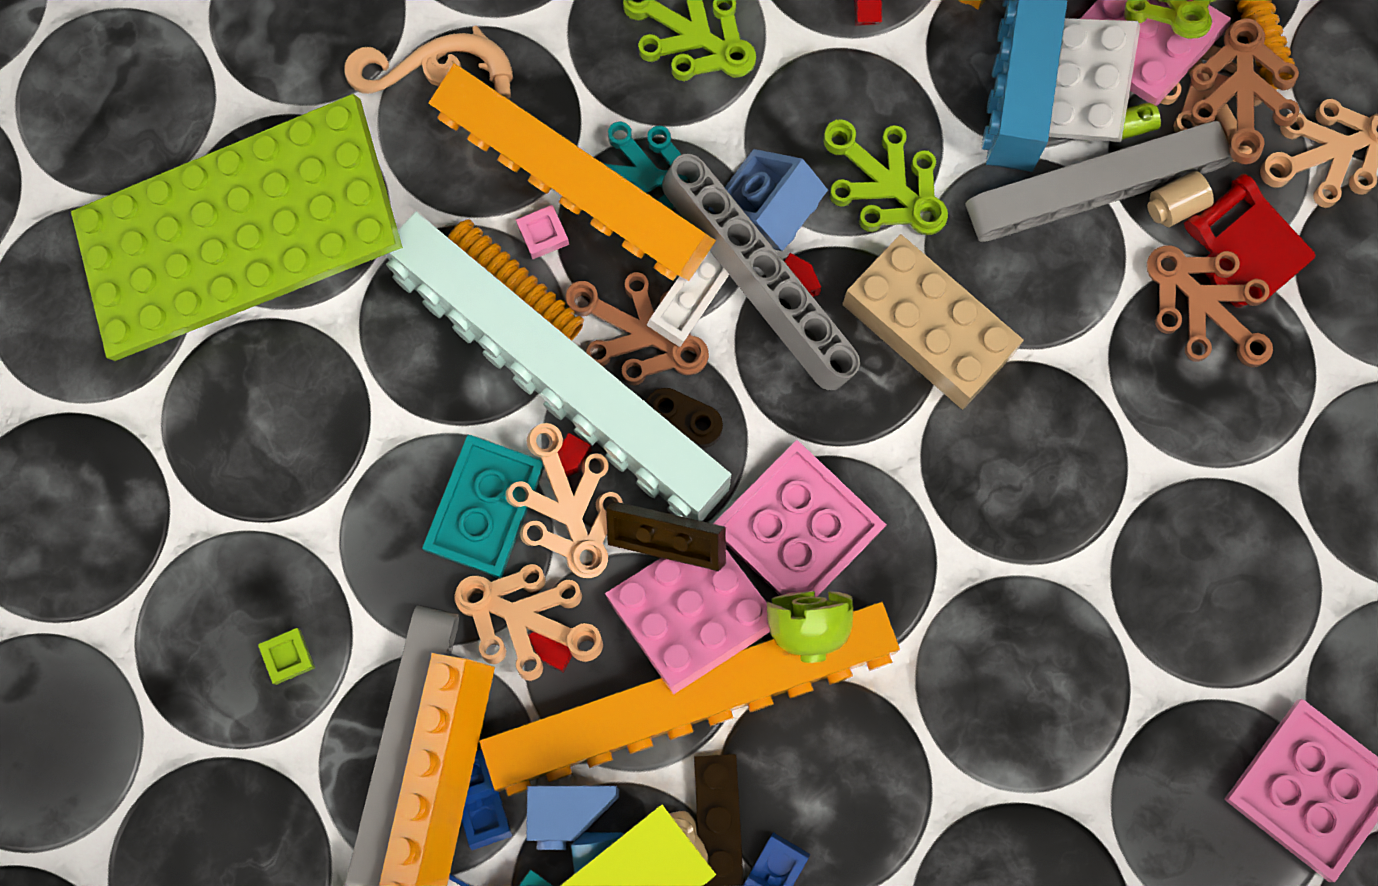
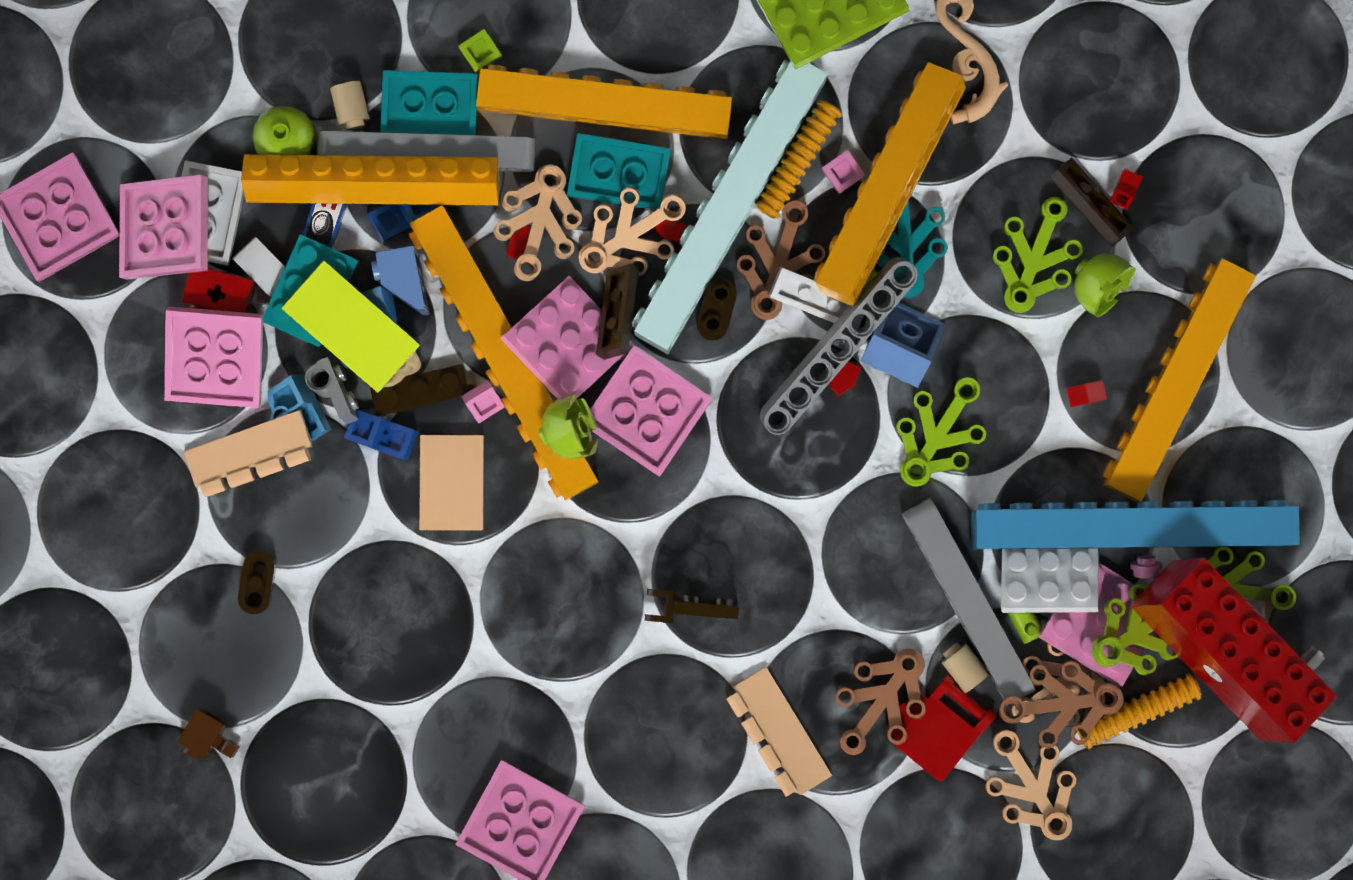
camera: 85 degrees right, 10 degrees up
(317, 844) = (350, 105): none -> tan brick
(338, 736) = (429, 103): none -> teal plate
(389, 510) = (604, 103): none -> light orange brick
(749, 736) = (483, 401): none -> bright pink plate
(848, 799) = (452, 482): none -> light nougat tile
(931, 321) = (826, 486): tan brick -> none
(1064, 514) = (692, 606): none -> dark brown plate
(1224, 436) = (779, 726): none -> light nougat windscreen

